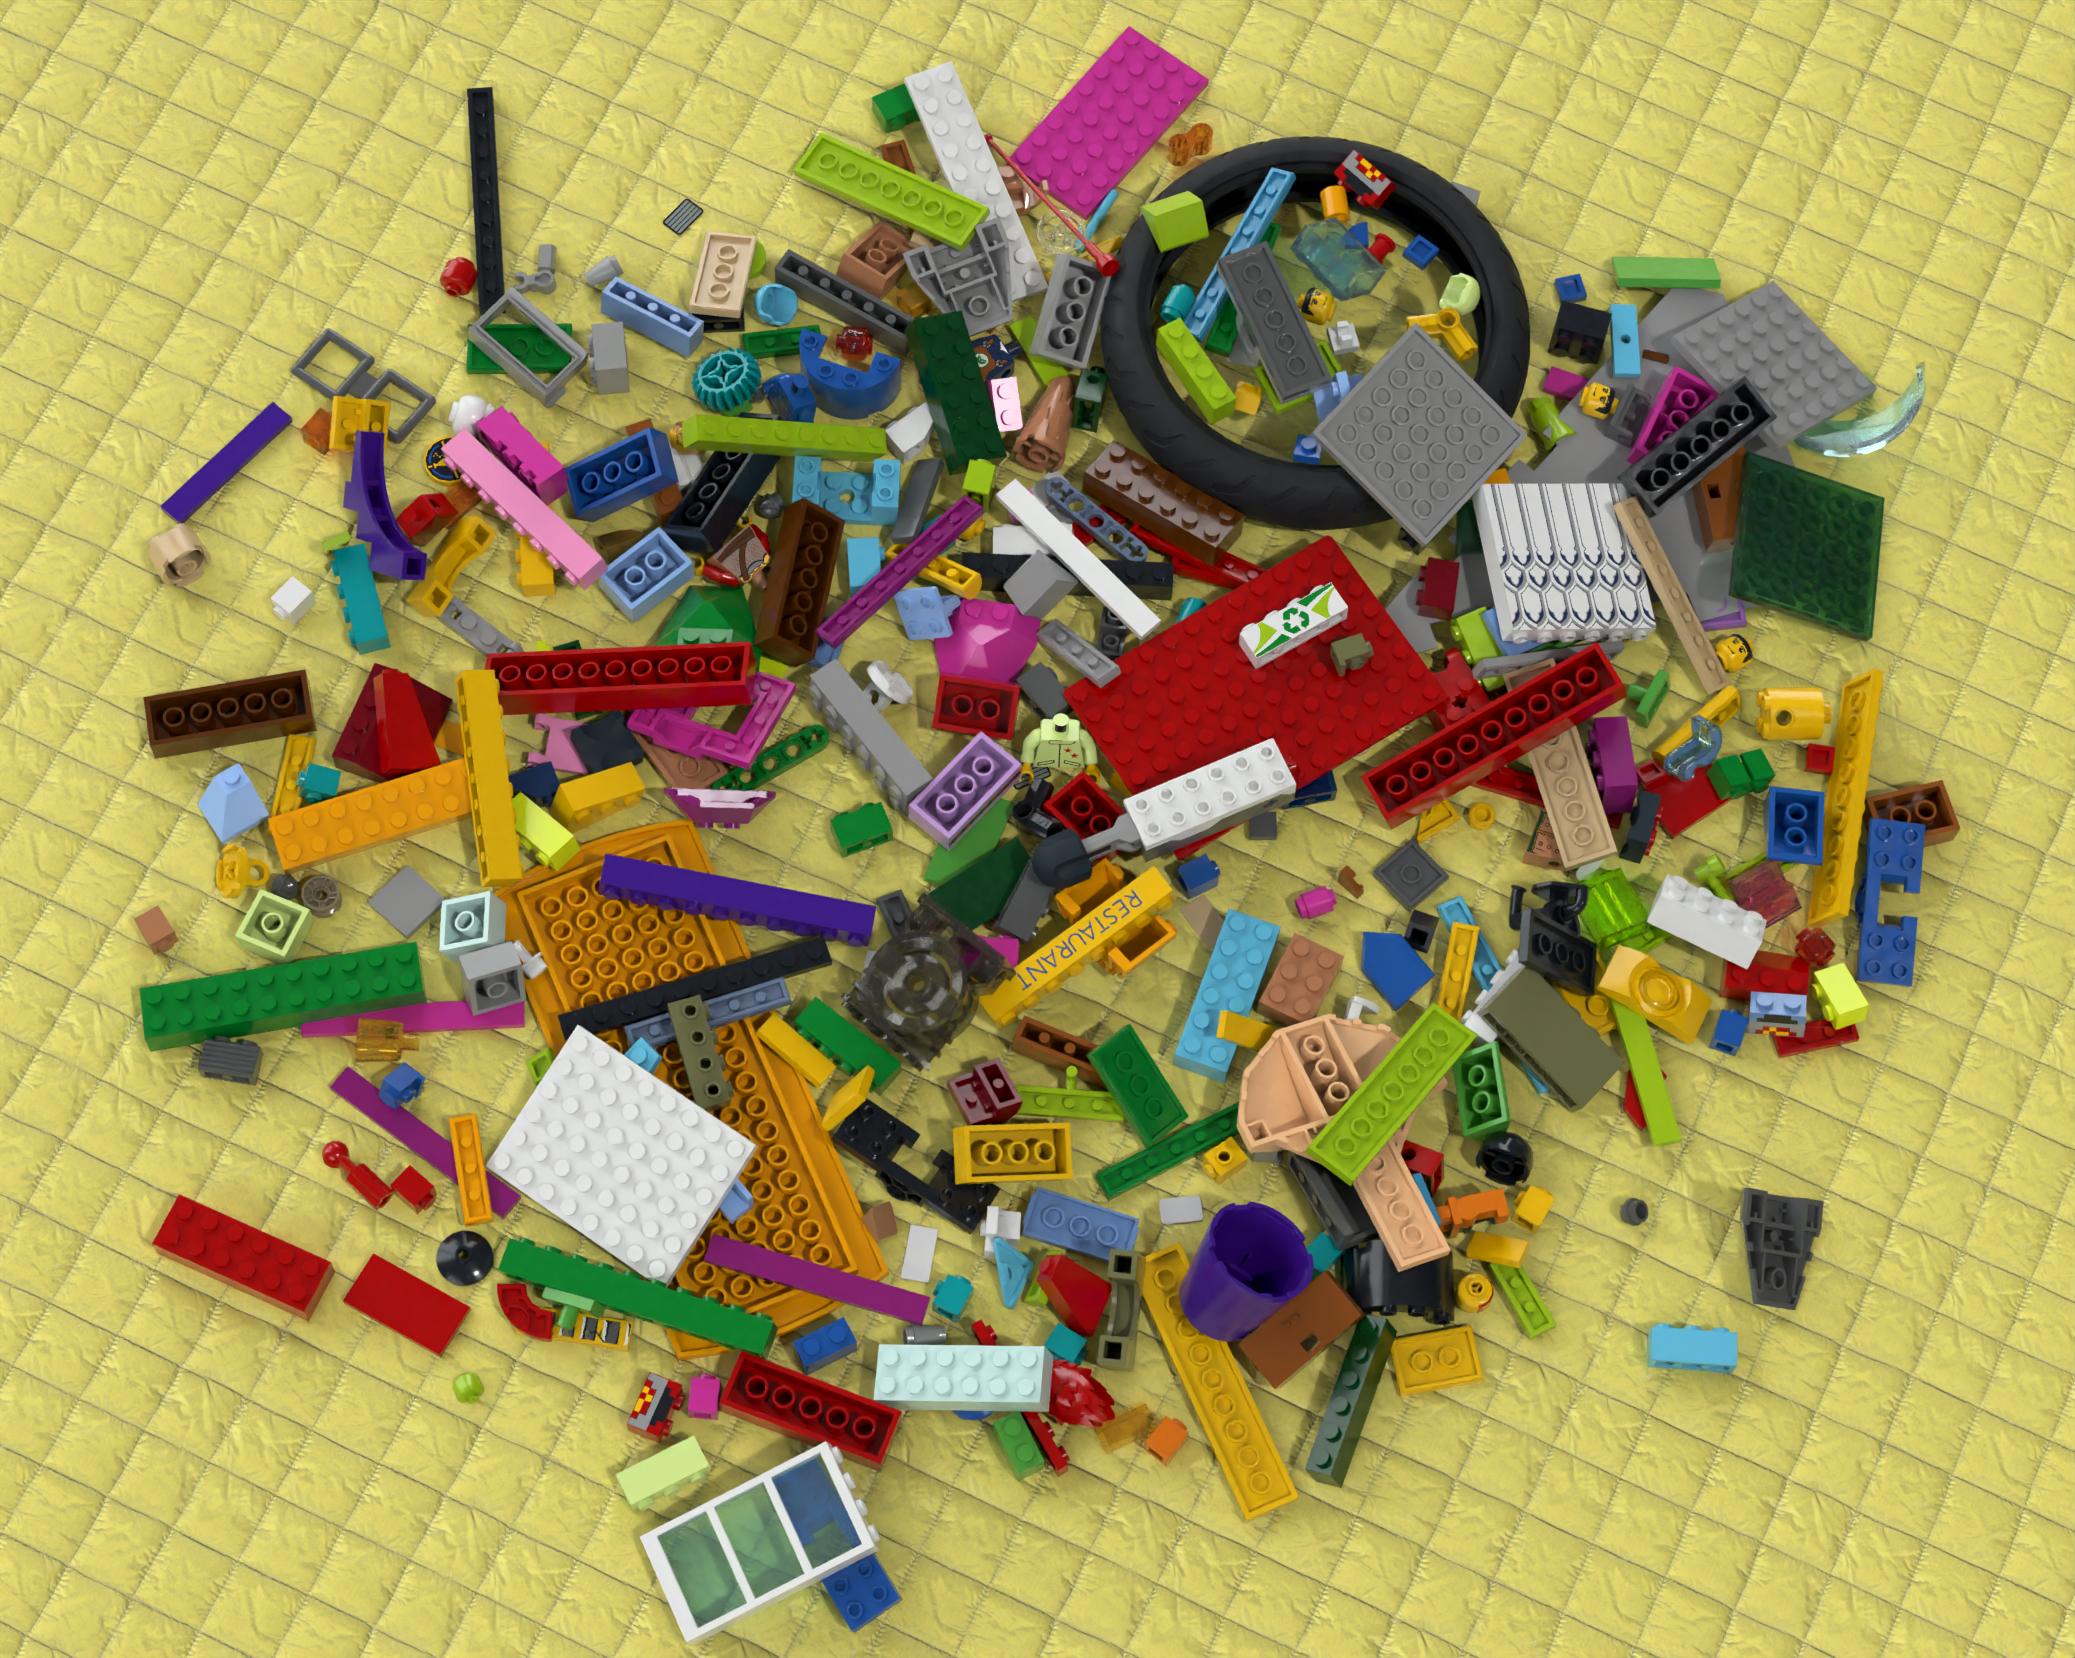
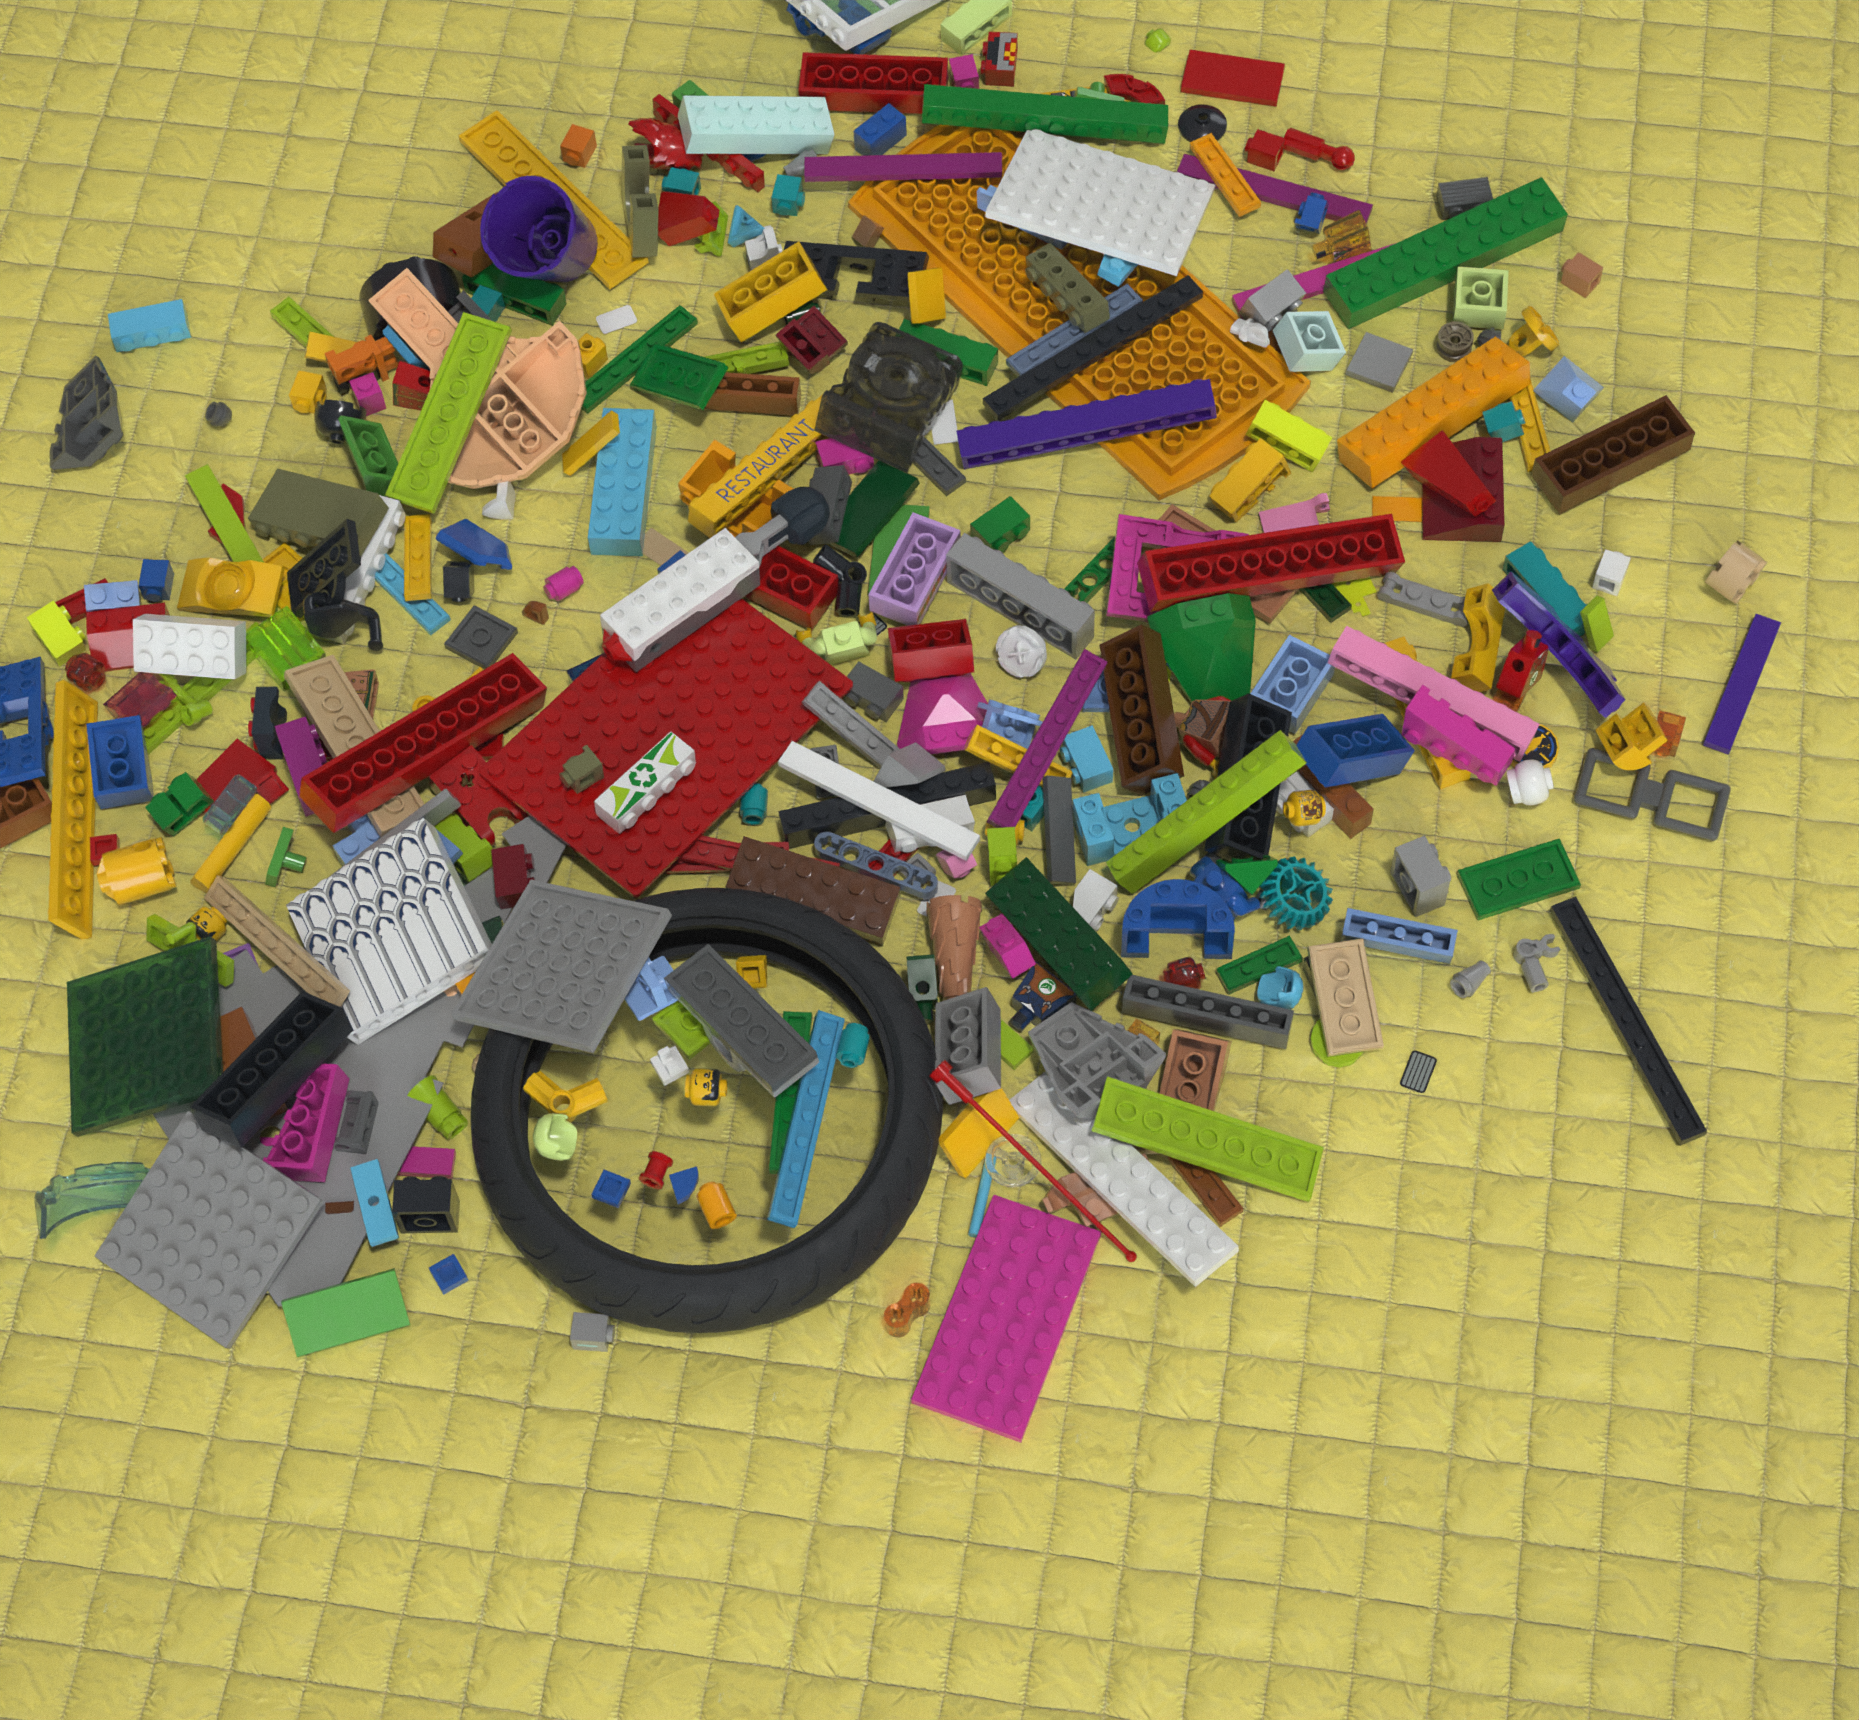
camera: 170 degrees right, 5 degrees down
(243, 1257) = (1379, 66): red brick -> none
(458, 277) = (1613, 925): red head -> none
(488, 778) = (1350, 441): yellow brick -> none
(537, 784) = (1311, 478): dark blue slope -> none
(540, 1063) = (1200, 268): lime tile -> none
(546, 394) = (1518, 841): light grey piece -> none
(606, 744) = (1260, 516): black brick -> none
(618, 543) = (1331, 709): pearl gold brick -> none
(719, 805) = (1136, 493): magenta wedge -> none
(764, 396) = (1249, 873): none -> green slope
(795, 1050) = (999, 335): yellow tile -> none
(894, 109) = (1252, 1253): green brick -> none
(919, 1253) = (828, 226): white sticker -> none
(1078, 1225) = (693, 272): medium blue brick -> none
(1126, 1429) = (610, 153): clear yellow plate -> none
(1176, 220) = (885, 1133): lime slope -> none
(1195, 371) = (810, 967): lime brick -> none
(1300, 982) = (558, 509): nougat brick -> none
(1307, 450) = (675, 935): blue plate -> none
(1337, 259) = (694, 1129): clear light blue brick -> none
(1351, 1400) = (432, 197): dark green brick -> none
(1365, 180) = (690, 1240): brick -> none
(1436, 1361) = (358, 264): yellow tile -> none
(1469, 1180) = (368, 394): none -> dark pink brick
(1474, 1293) = (345, 313): yellow head -> none
(1598, 400) = (390, 1126): yellow head -> none
(1758, 635) = (168, 936): none -> lime plate

